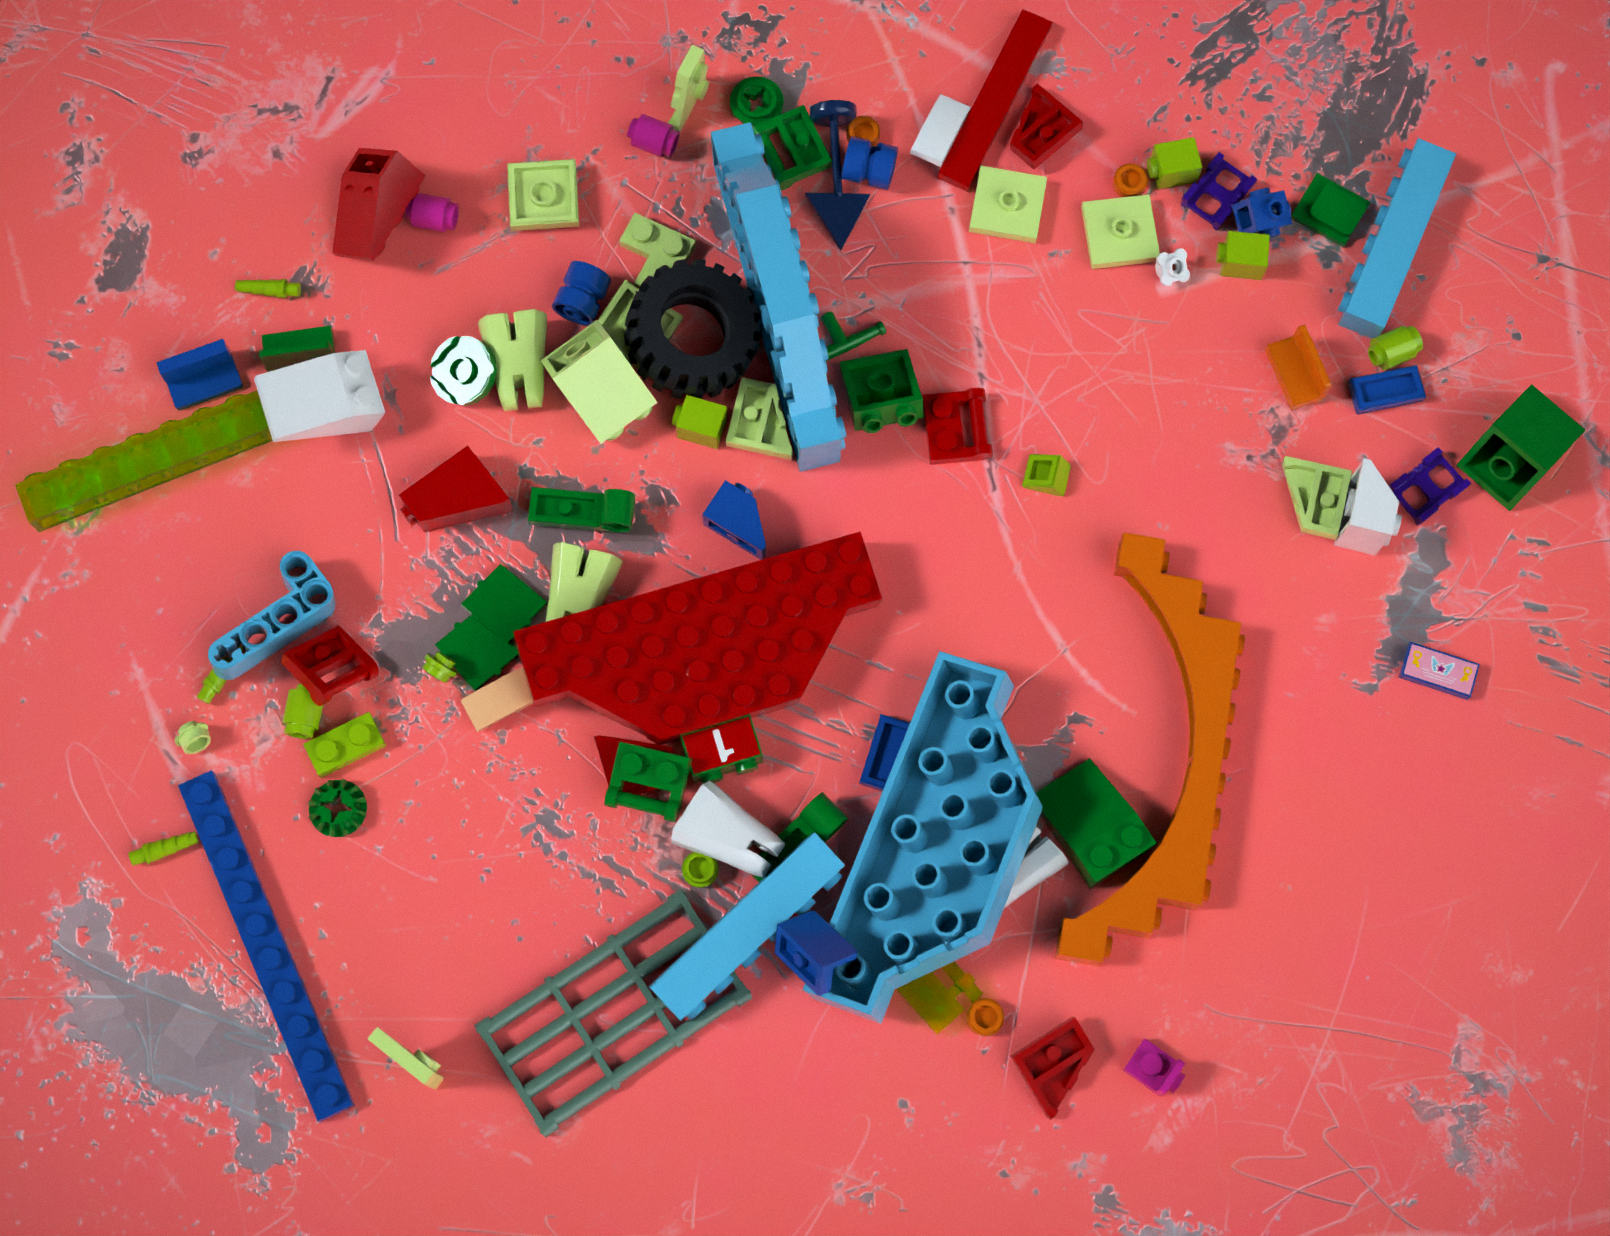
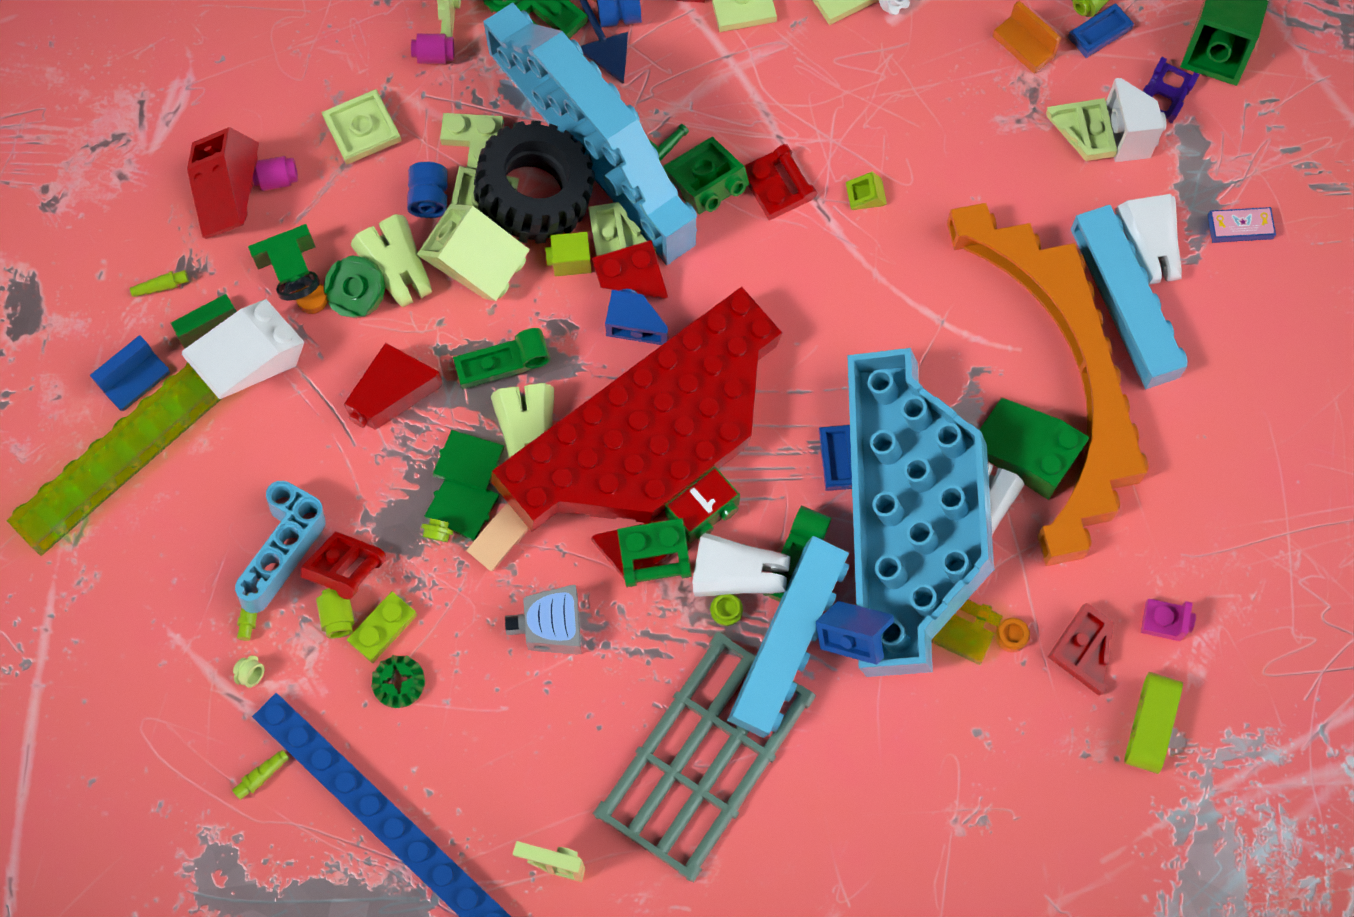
camera: 20 degrees left, 5 degrees down
(405, 317) = (285, 255): none -> green piece
(415, 363) = (313, 302): none -> orange tile
(513, 809) = (549, 621): none -> torso
(758, 465) = (632, 269): none -> red wing
(1088, 1171) = (1153, 722): none -> lime beam
(1276, 703) = (1129, 297): none -> medium azure brick
(1333, 645) = (1153, 231): none -> white piece

